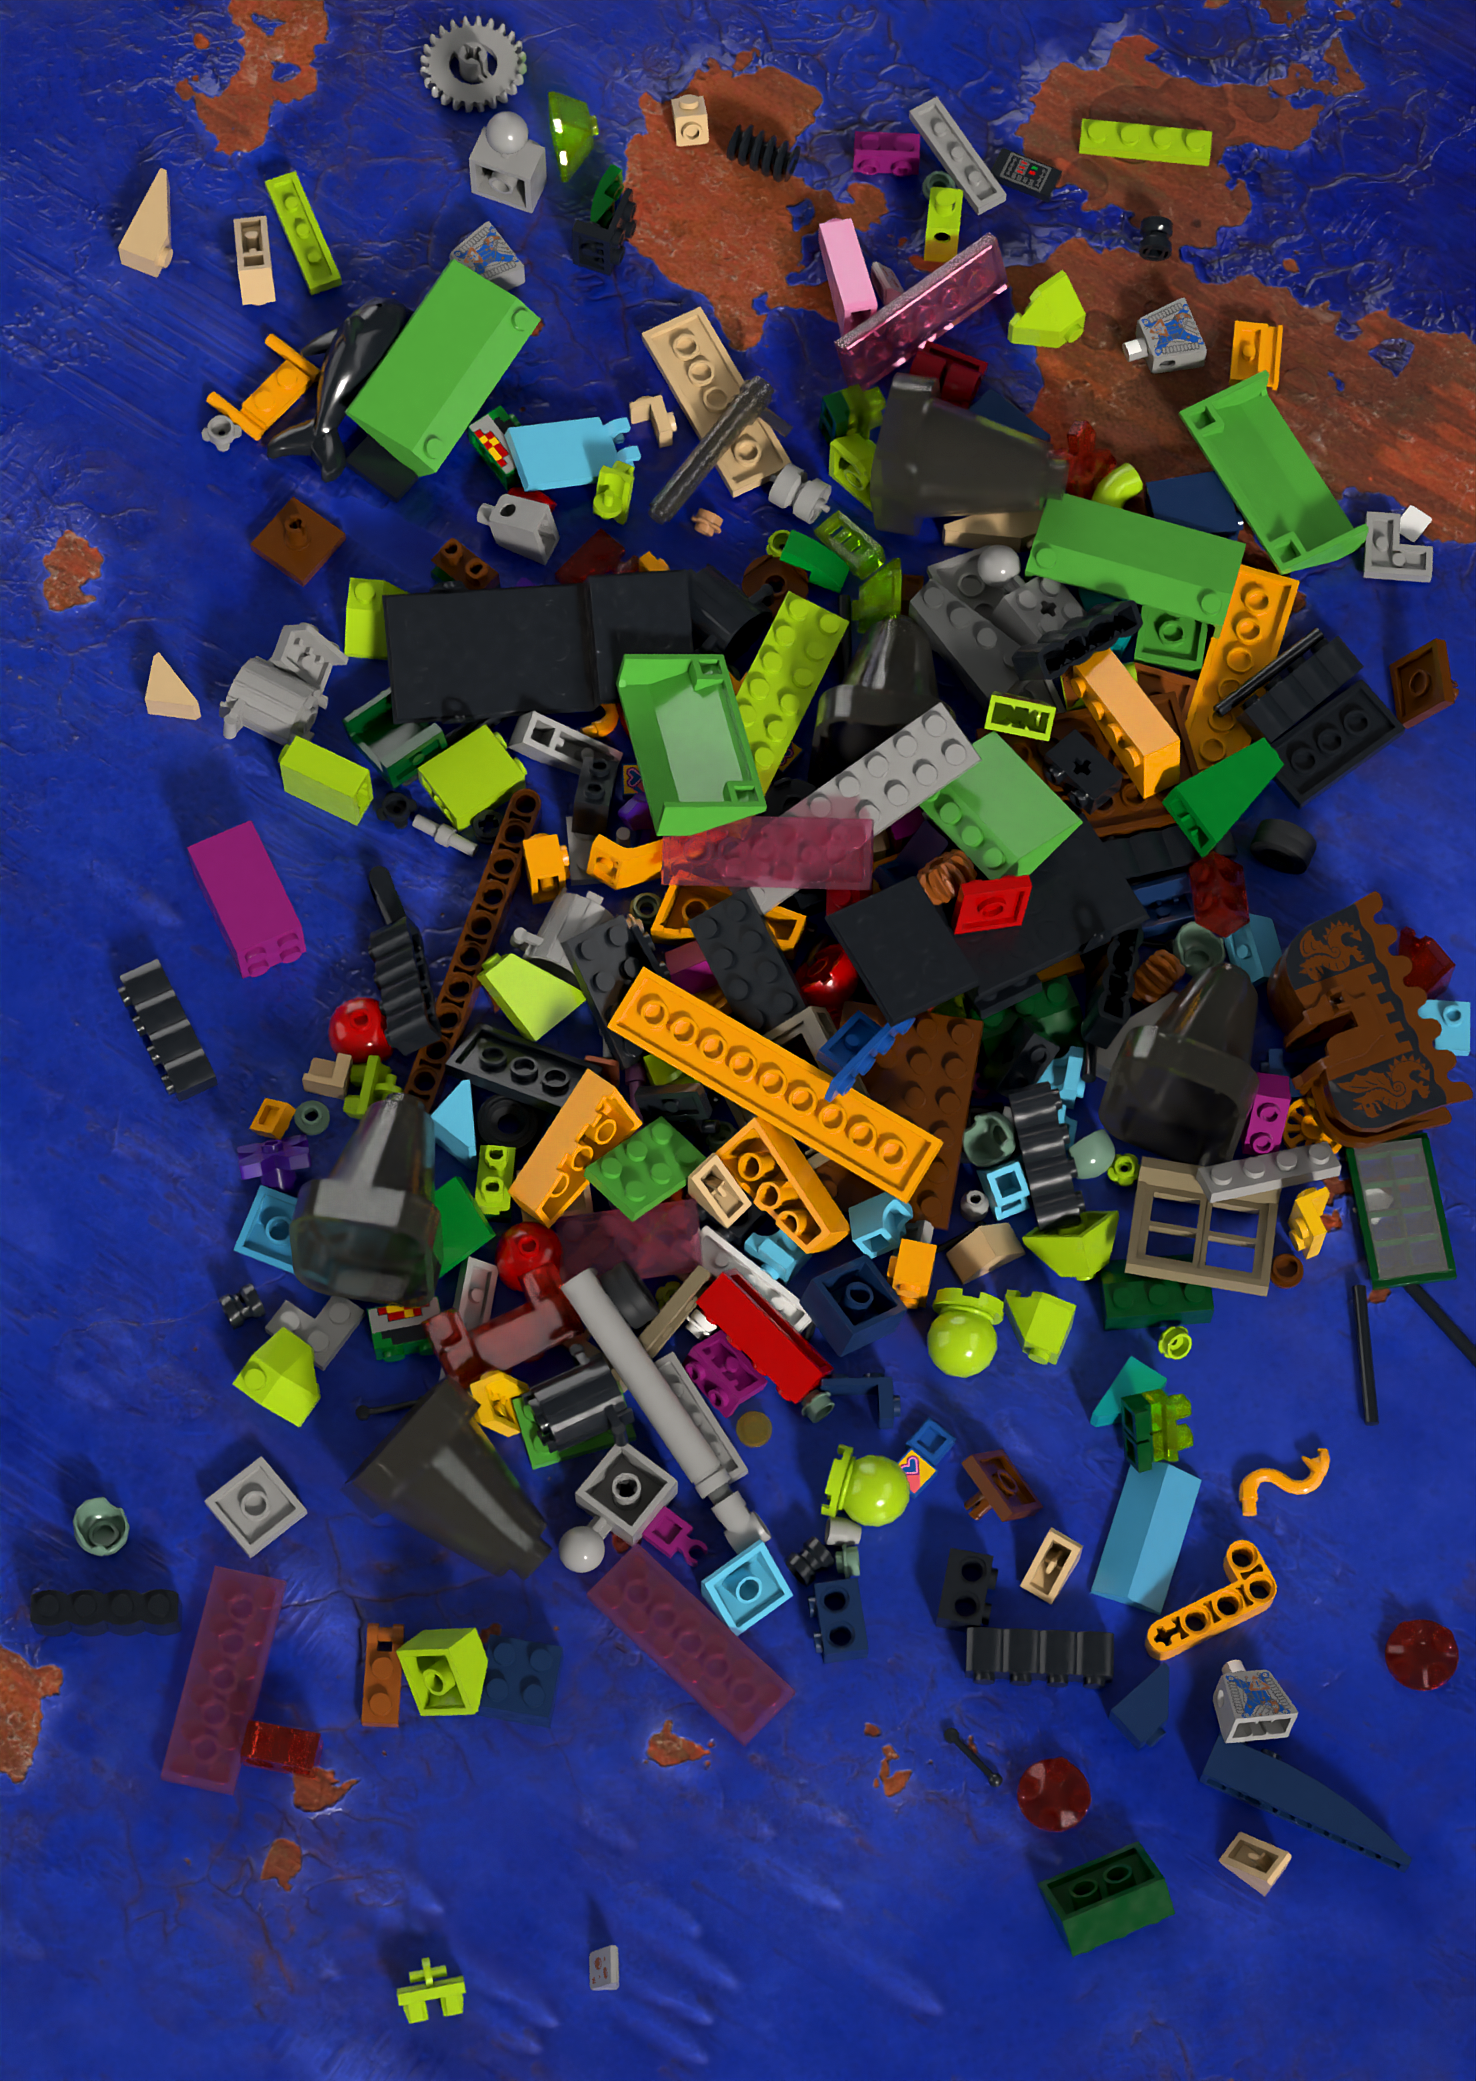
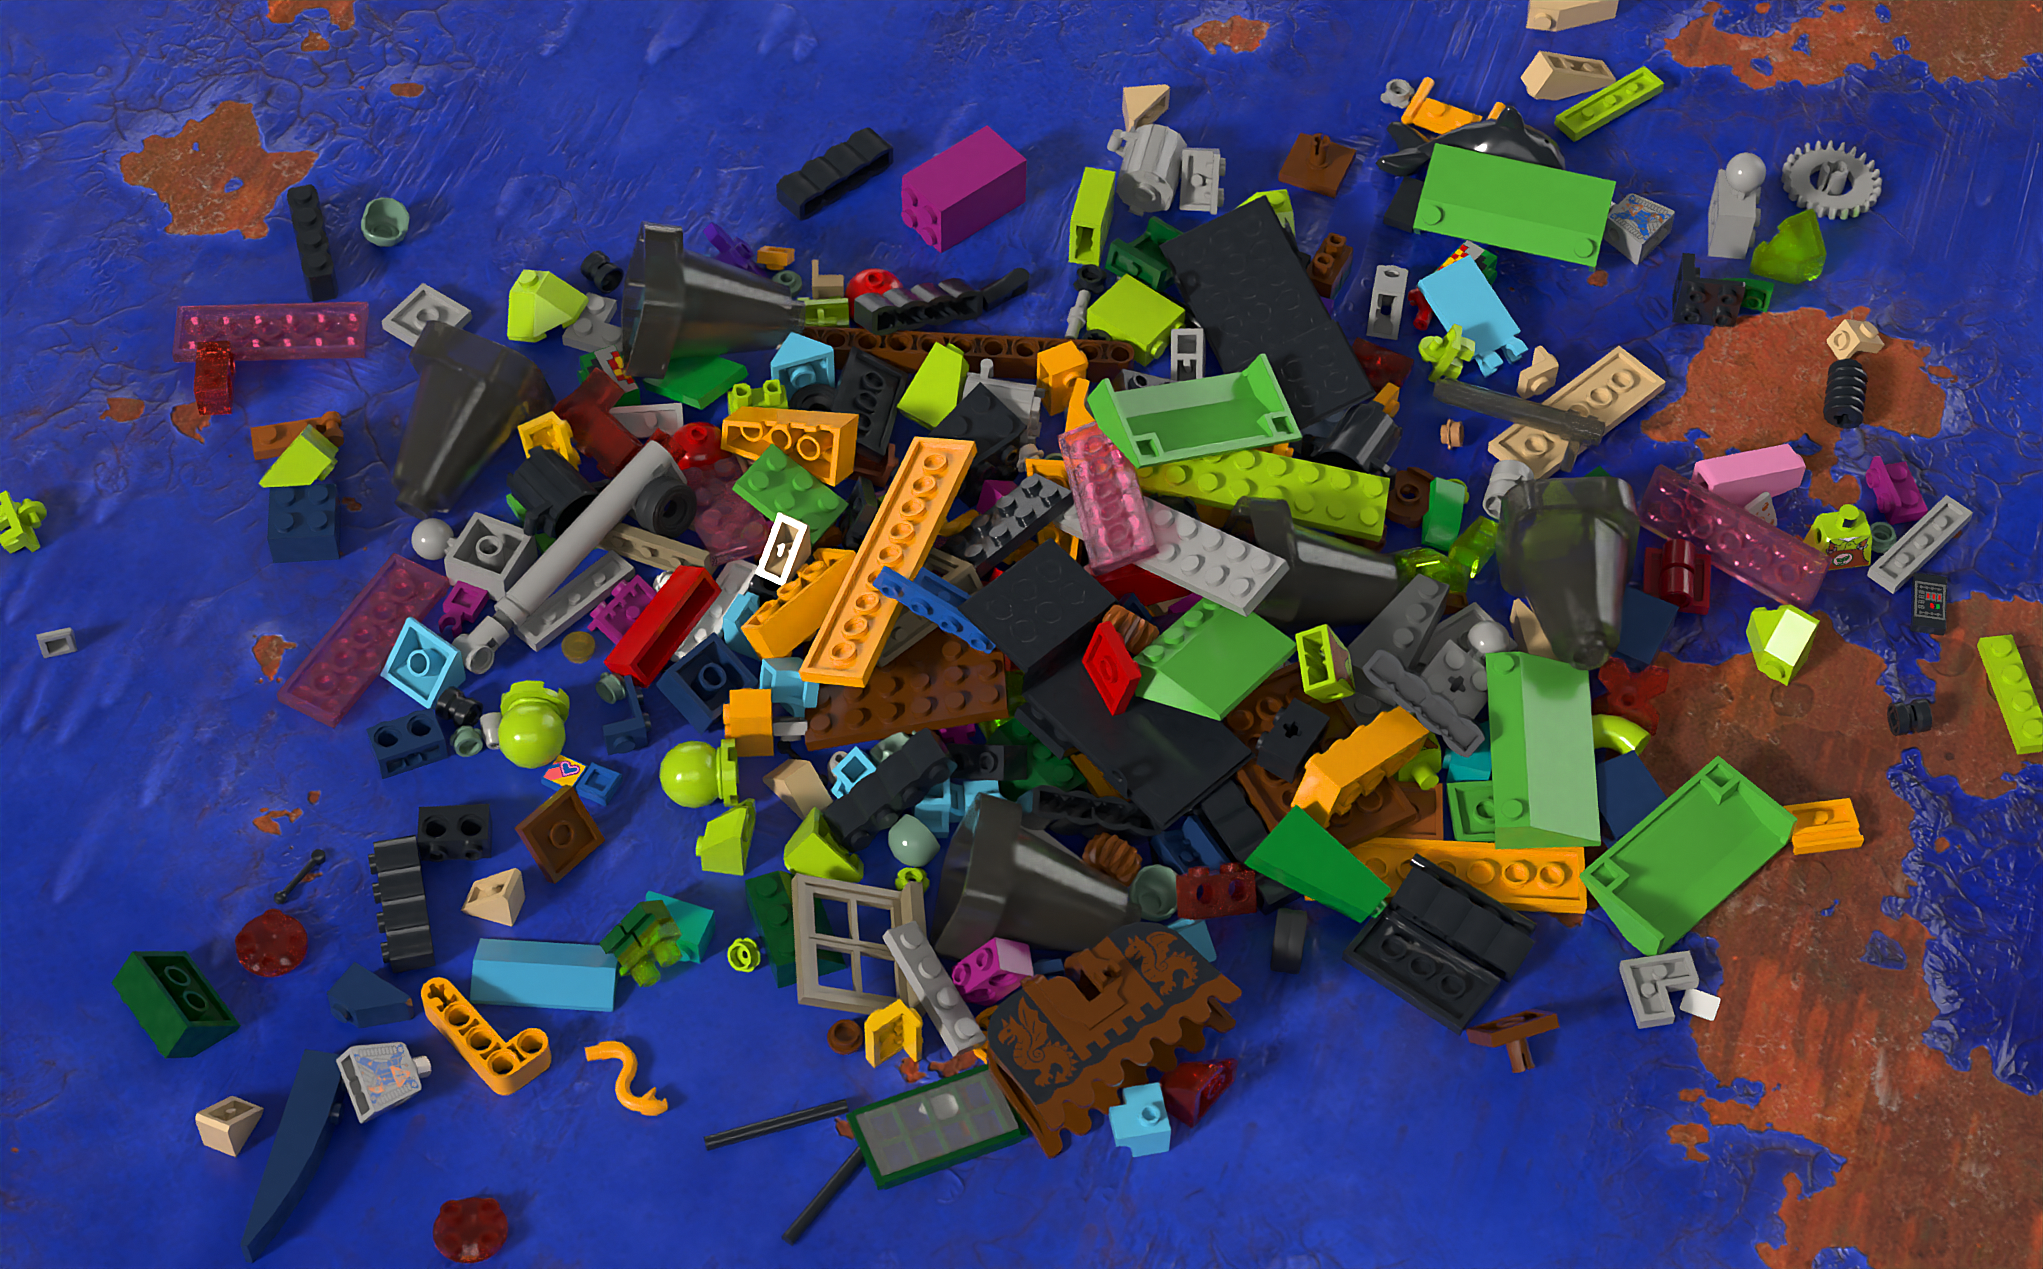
camera: 75 degrees right, 15 degrees down
(1167, 340) = (1804, 747): light grey torso -> none

